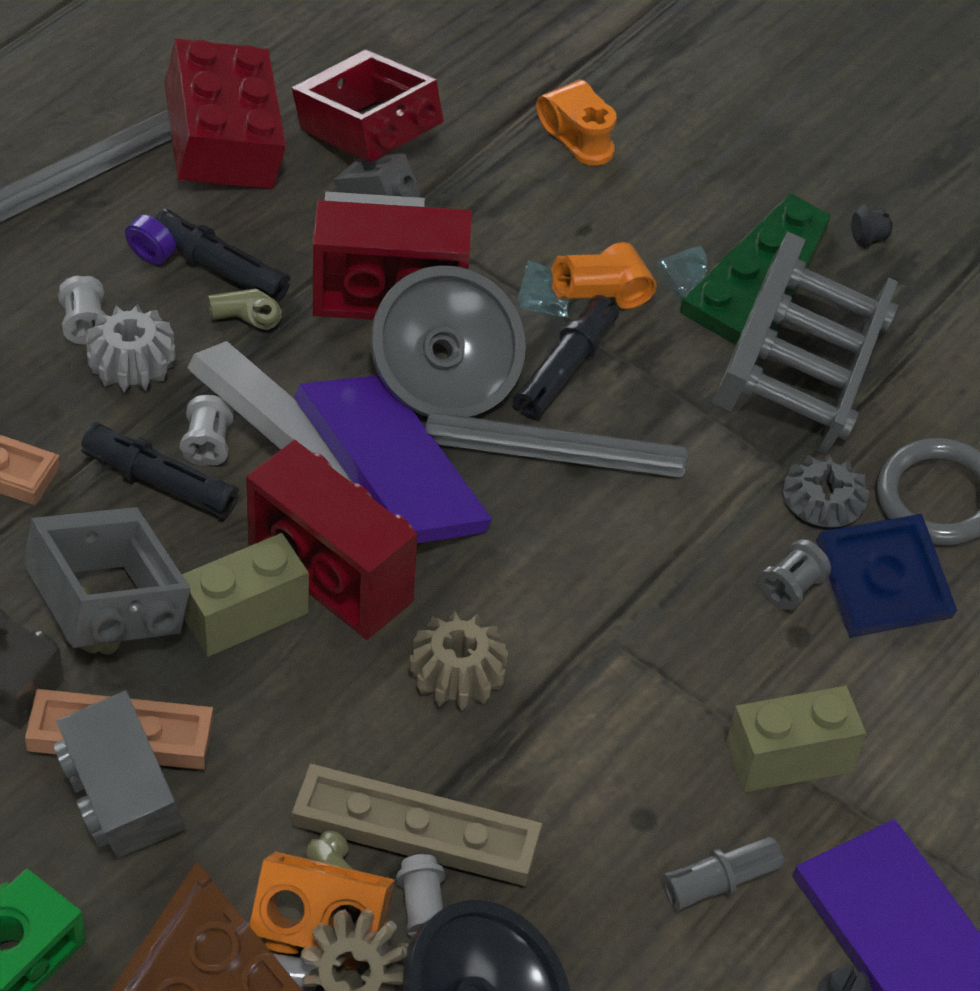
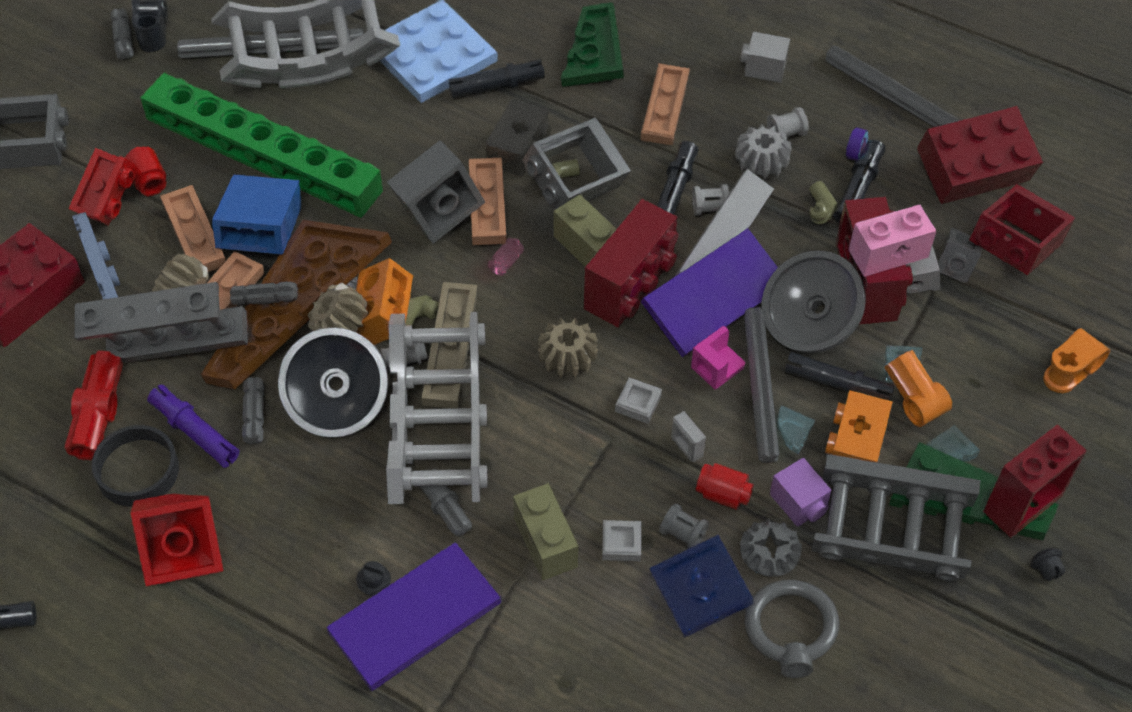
camera: 85 degrees right, 5 degrees up
(246, 722) = (505, 256): none -> clear pink piece
(424, 198) = (892, 240): none -> bright pink brick
(510, 486) = (716, 360): none -> dark pink panel
(556, 909) = (404, 416): none -> light grey fence
(560, 596) = (638, 400): none -> light grey tile
(639, 423) = (794, 428): none -> clear light blue tile
(645, 540) = (688, 437): none -> light grey tile
(667, 352) = (861, 427): none -> orange brick
(732, 515) = (724, 486): none -> red brick
(752, 434) = (800, 492): none -> medium lavender brick
(781, 198) = (1036, 476): none -> dark red window
(800, 658) = (621, 540): none -> light grey tile

